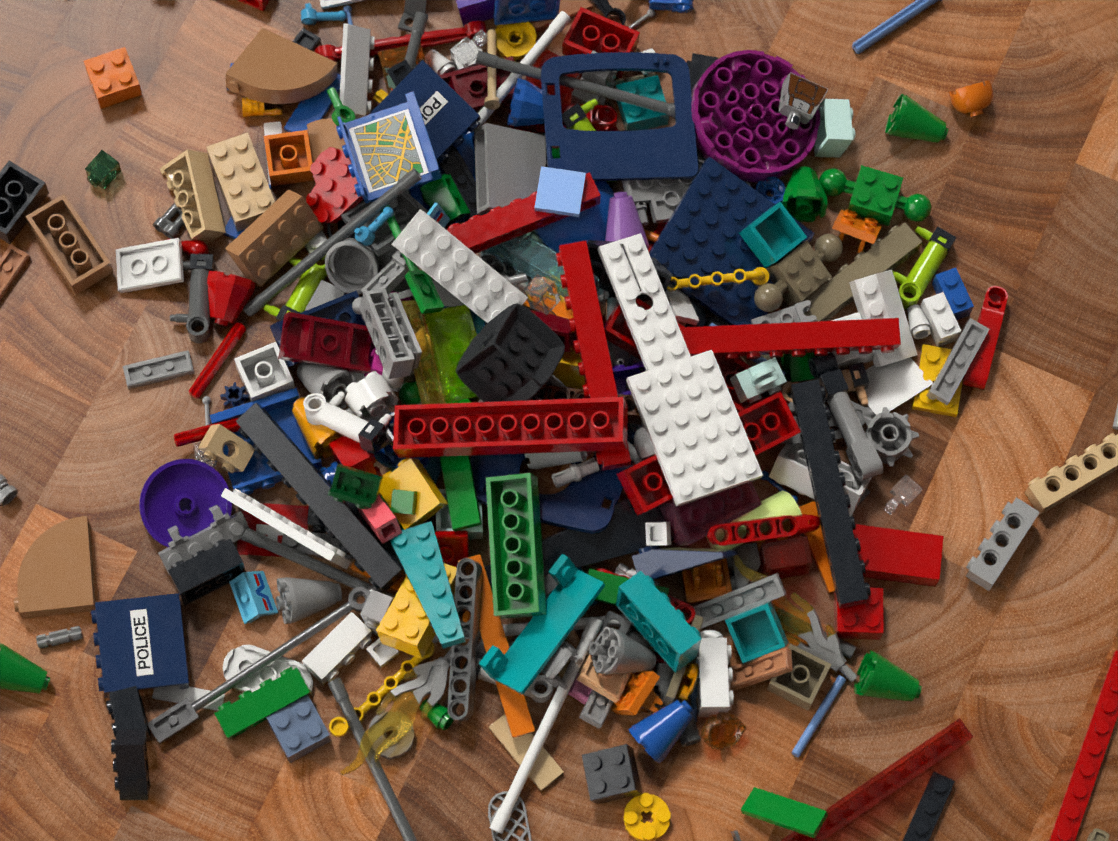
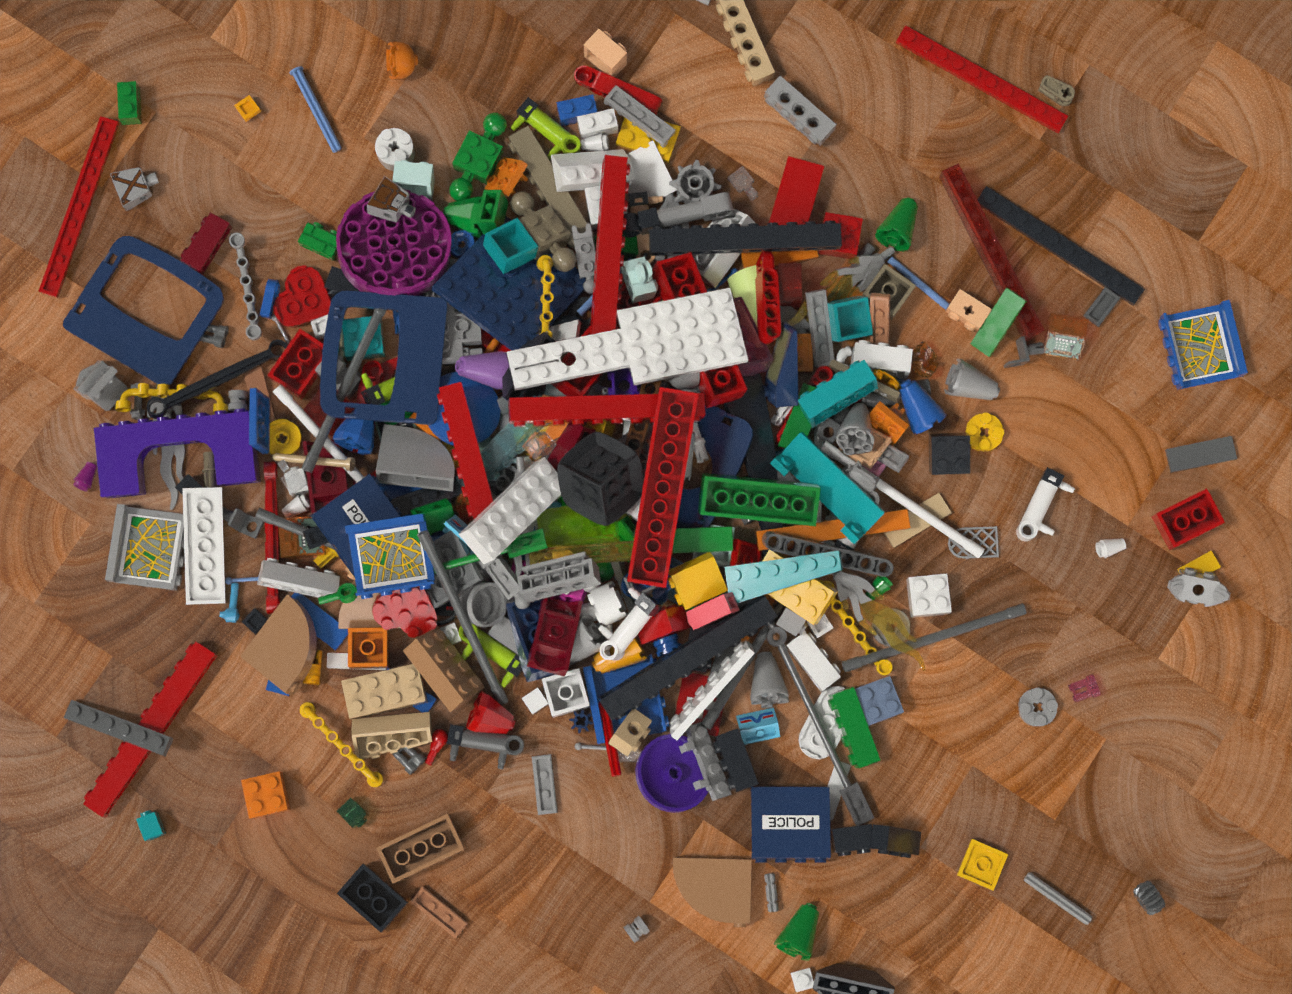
camera: 80 degrees left, 10 degrees up
(149, 265) = (449, 781): white tile -> none
(212, 110) = (308, 710): none -> yellow bar
(217, 360) = (544, 733): red axle -> none
(251, 343) = (535, 701): none -> white tile
(355, 486) = (691, 624): dark green bracket -> none
(366, 235) = (464, 586): dark azure piece -> none
(403, 501) = (706, 587): tile -> none
(434, 773) = (928, 595): none -> white piece
(560, 191) = (454, 414): light blue tile -> none
(658, 533) = (757, 383): white plate -> none
(678, 35) = (303, 298): none -> red plate
(703, 791) = (969, 382): none -> light grey cone
(748, 36) = (319, 240): none -> green brick
(801, 766) = (977, 314): none -> light nougat brick
(812, 212) = (492, 210): none -> green brick
(877, 102) = (389, 140): none -> white brick
(914, 122) = (416, 112): green cone -> none
(1026, 315) = (605, 53): none -> light nougat piece

